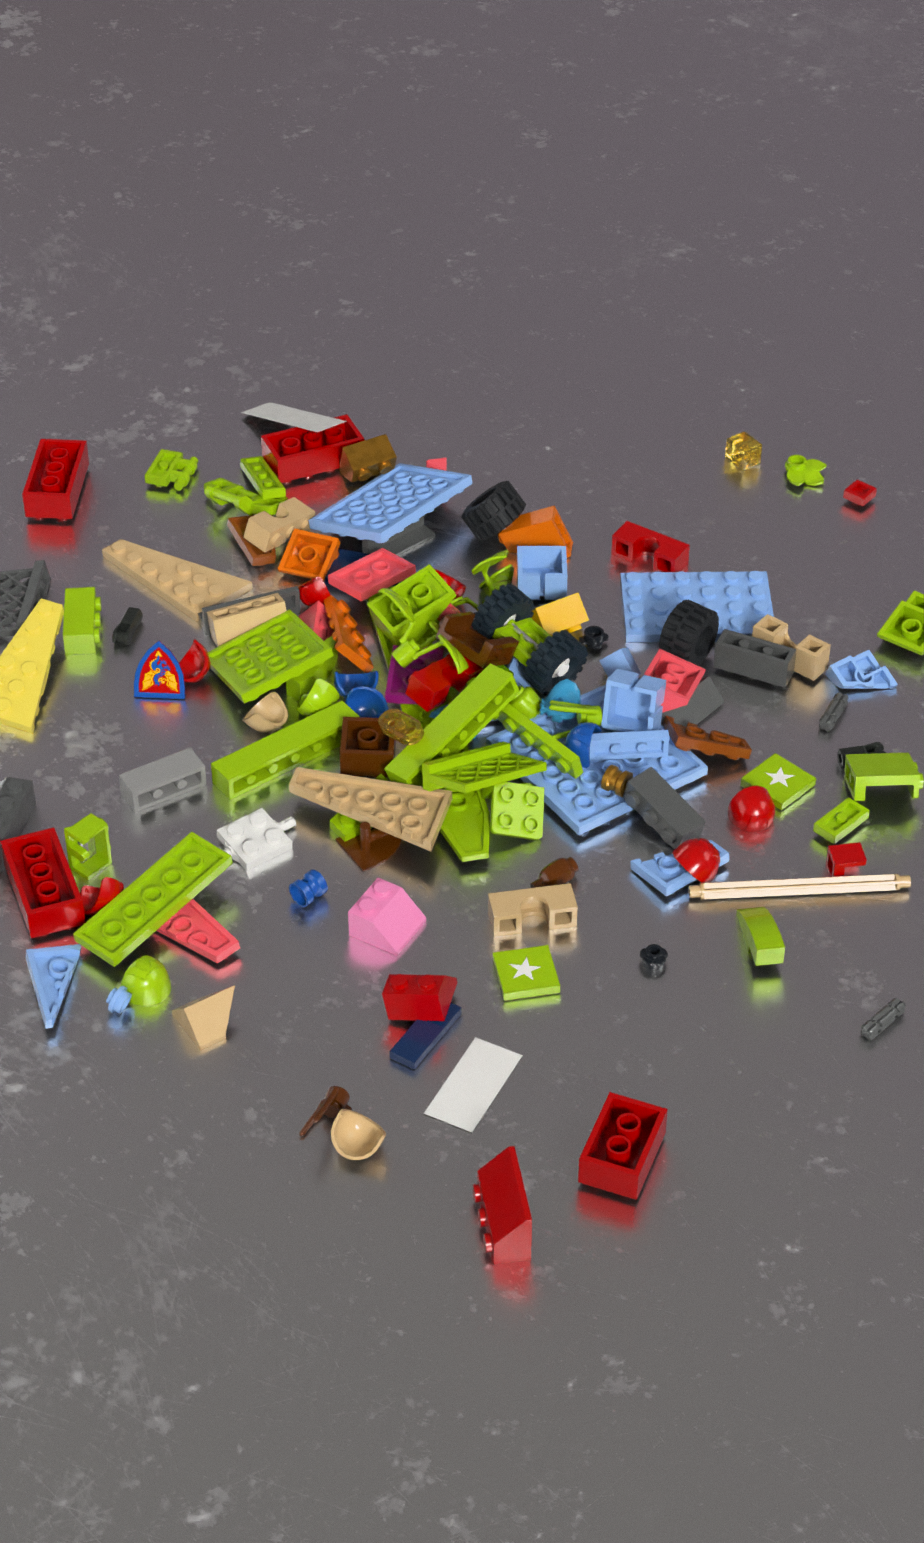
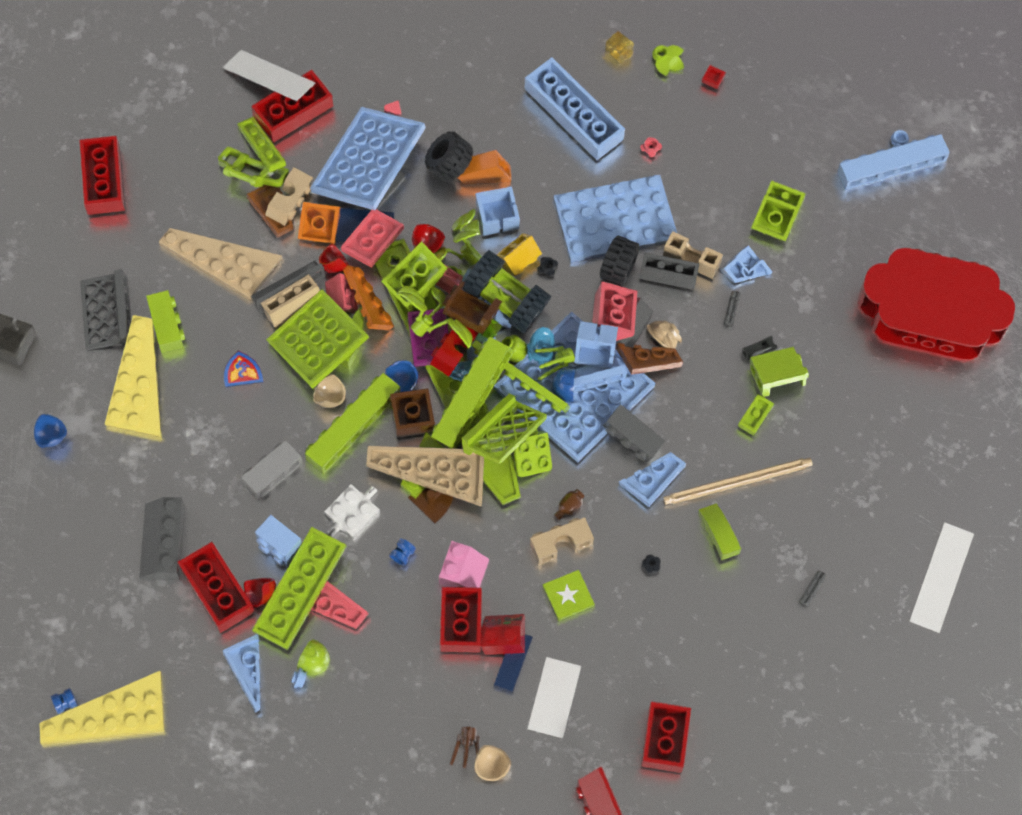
camera: 15 degrees left, 25 degrees up
(88, 846) = (239, 549): lime window -> none
(125, 630) = (201, 317): pearl dark grey bar -> none
(140, 840) = (277, 541): none -> light blue piece
(165, 469) = (181, 141): lime plate -> none
(195, 663) = (262, 351): red helmet -> none
(206, 1017) = (362, 679): tan slope -> none
(320, 697) = (362, 374): lime helmet -> none
(346, 682) = (387, 349): blue helmet -> none
(363, 966) = (460, 619): none -> red brick
(367, 459) = (339, 114): pearl gold slope -> none
(401, 726) = (437, 403): clear yellow plate -> none
(615, 780) = (597, 415): pearl gold wheel -> none
(620, 659) = (573, 294): light blue panel -> none
(635, 541) = (558, 160): red arch -> none
(670, 494) = (574, 108): none -> light blue brick
(698, 858) = (665, 474): red helmet -> none
(735, 723) = (664, 333): none -> tan hat
(752, 809) = (694, 417): red helmet -> none
(761, 545) = (651, 142): none -> coral plate
(781, 779) = (705, 383): lime tile -> none
(844, 856) = (765, 454): red panel -> none

